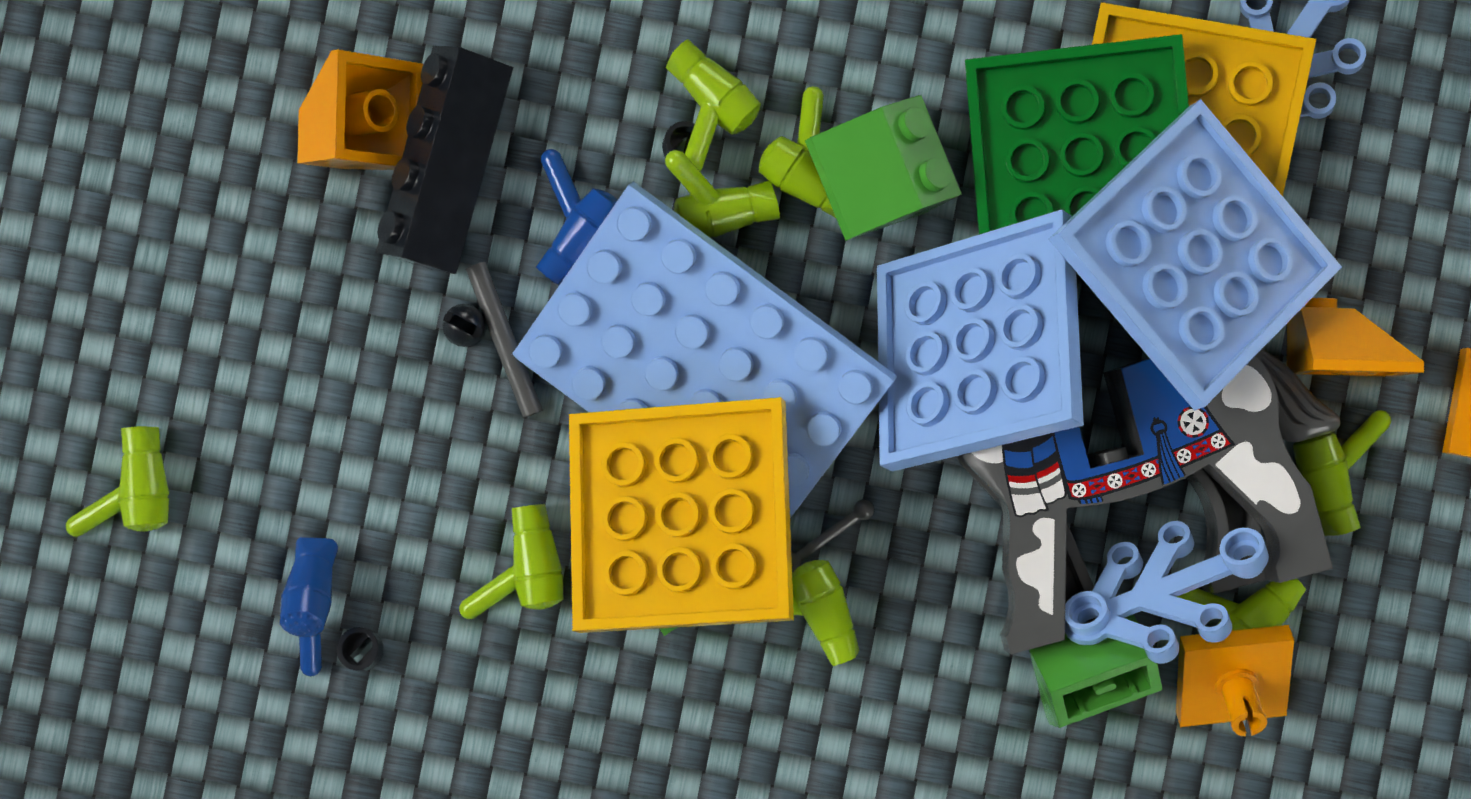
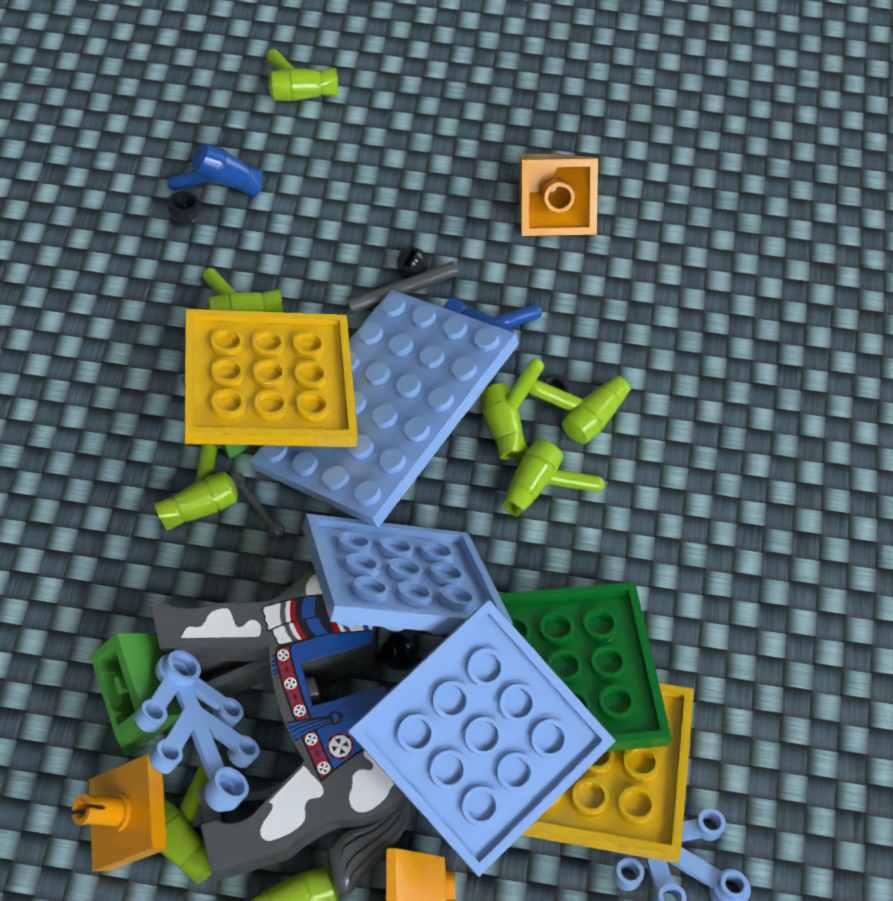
camera: 90 degrees right, 25 degrees down
(443, 158) = (528, 236): black brick -> none
(883, 167) = (542, 519): bright green slope -> none

